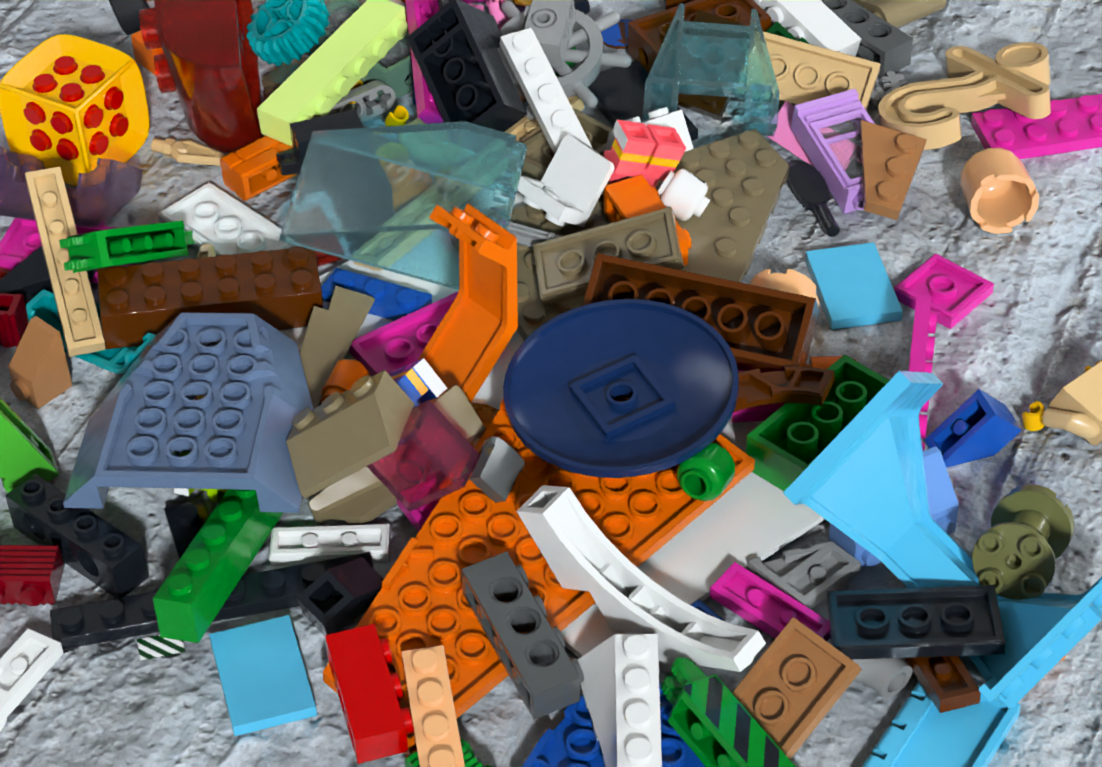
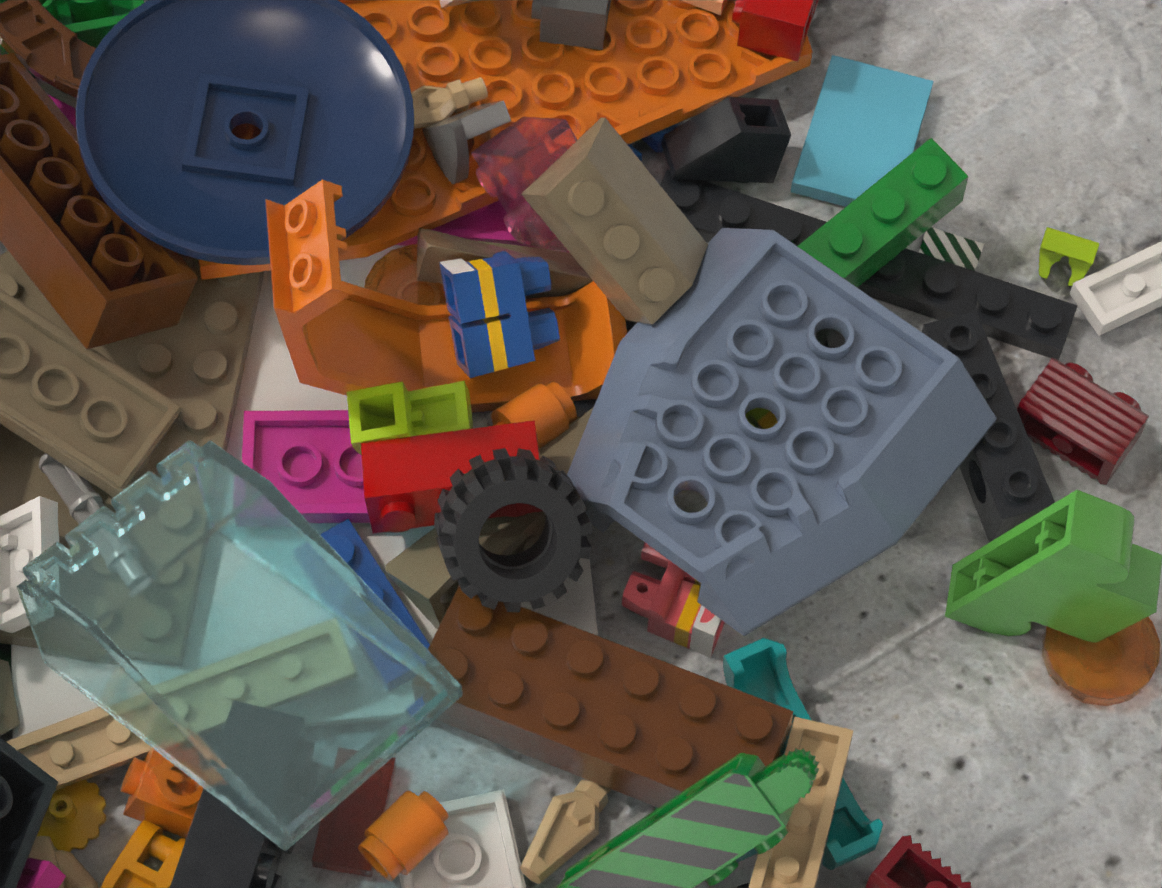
camera: 150 degrees left, 20 degrees up
(39, 365) = (901, 747): medium nougat slope -> none
(75, 666) = (1078, 250): none -> lime tile
(273, 218) = (404, 834): none -> orange brick
(300, 289) = (527, 573): none -> black tyre
(360, 323) = (409, 473): none -> red brick
(407, 338) = (395, 412): none -> lime brick
(530, 481) = (438, 103): none -> tan piece

